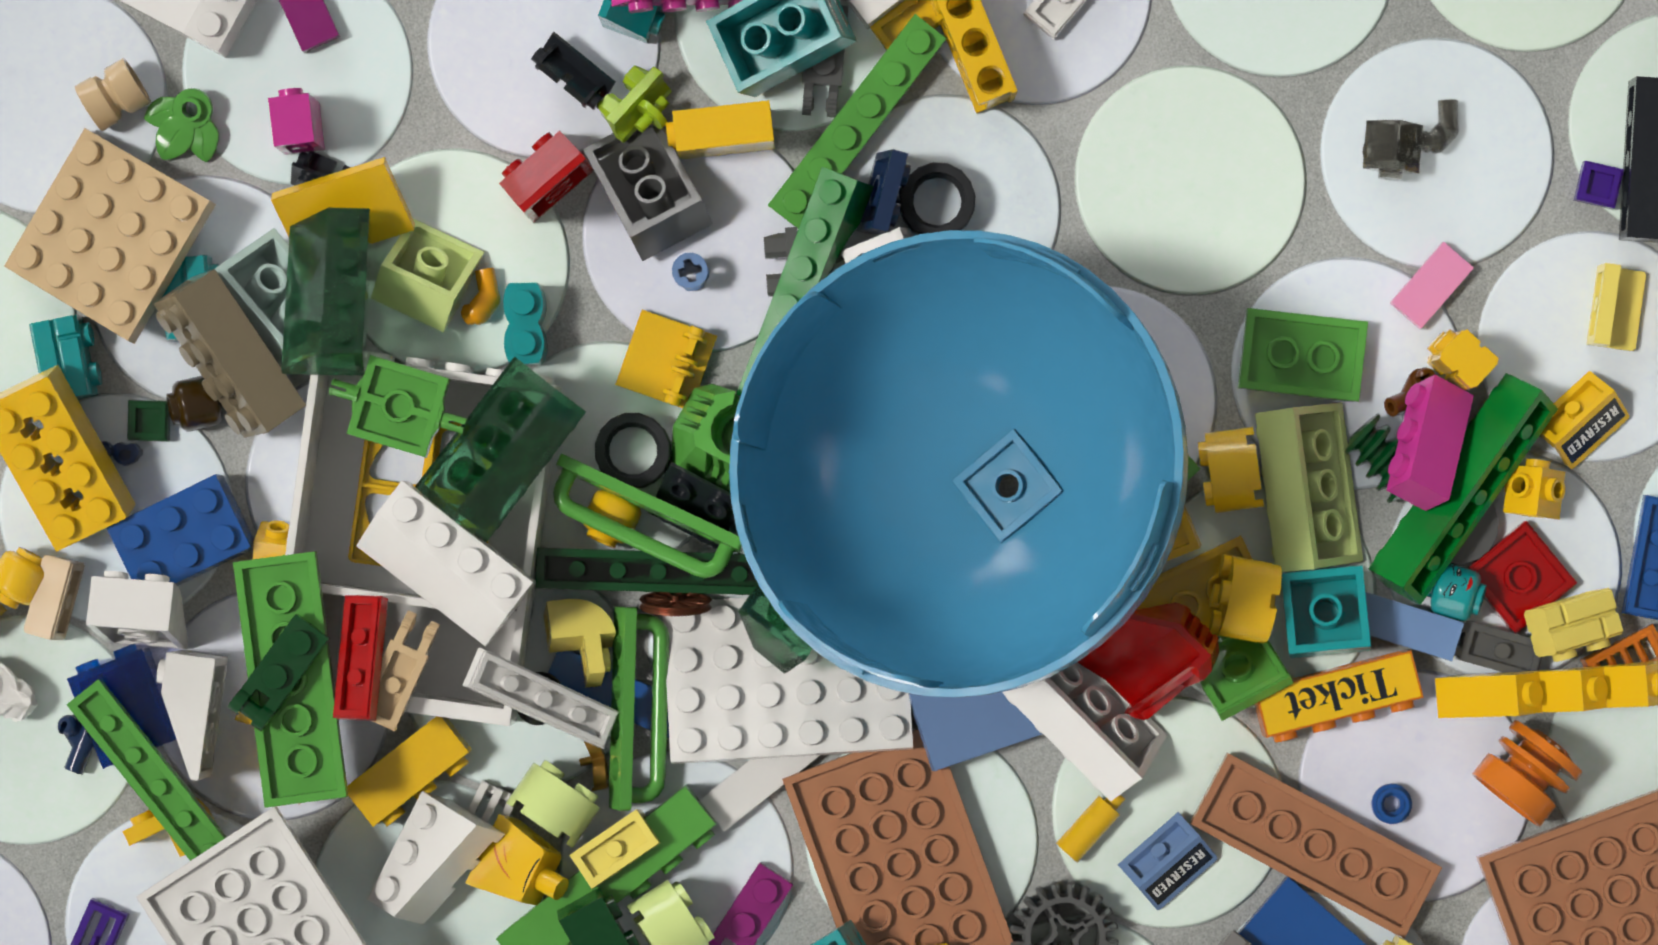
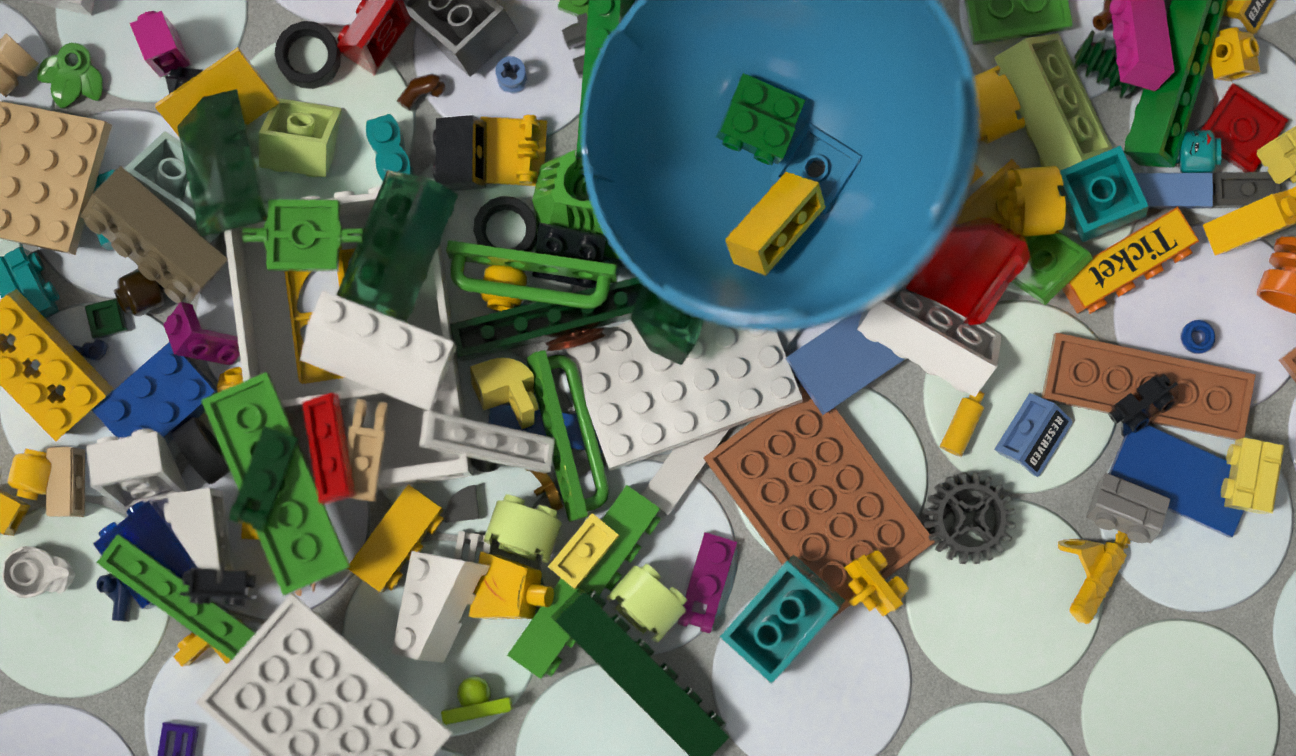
camera: 25 degrees left, 5 degrees down
(179, 771) = (233, 588): none -> black hinge
(216, 608) = (201, 450): none -> black tyre
(237, 478) = (192, 341): none -> magenta bracket
(432, 180) = (298, 31): none -> black tyre
(485, 301) = (352, 146): light orange arm -> none
(494, 753) = (463, 506): none -> dark grey tile
(582, 253) = (418, 86): none -> reddish brown arm
(605, 348) = (460, 152): none -> black brick
(938, 543) = (775, 223): none -> yellow brick
(957, 416) = (760, 120): none -> green plate
(1316, 864) = (1157, 397): none -> black hinge

